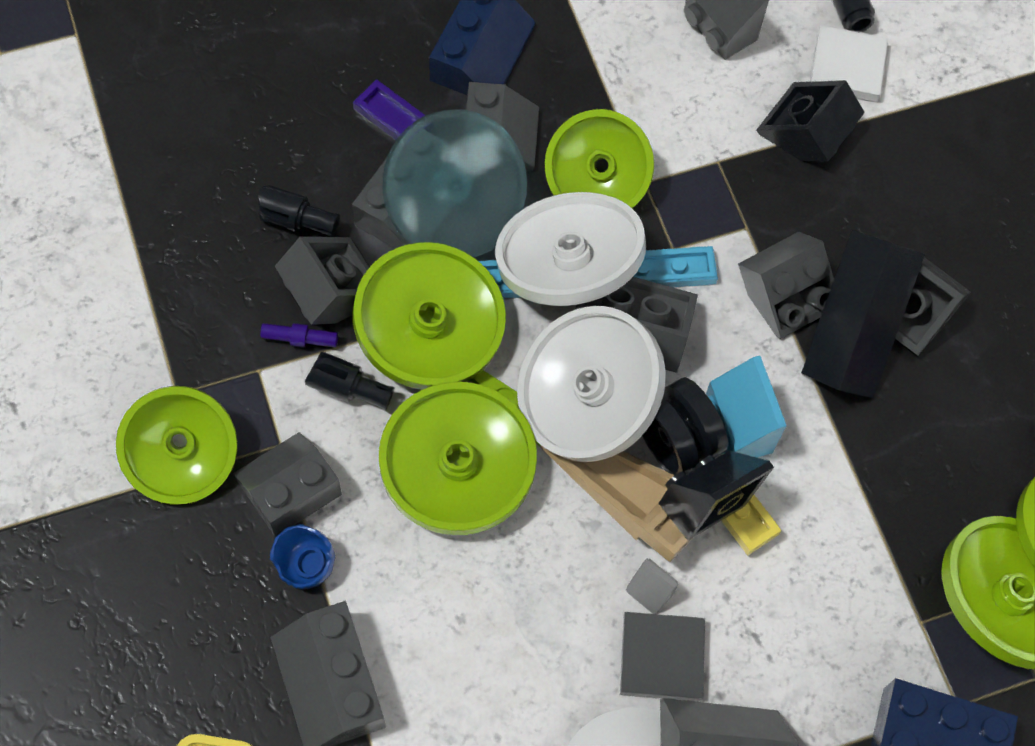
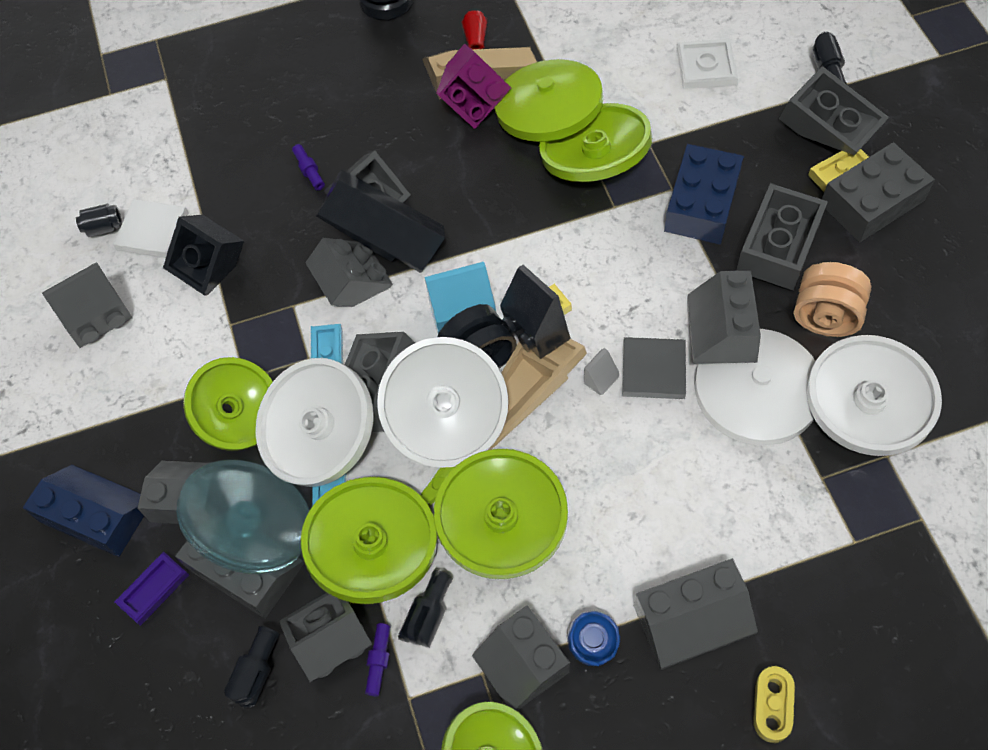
camera: 80 degrees left, 5 degrees down
(954, 230) = (308, 167): none -> dark purple bar

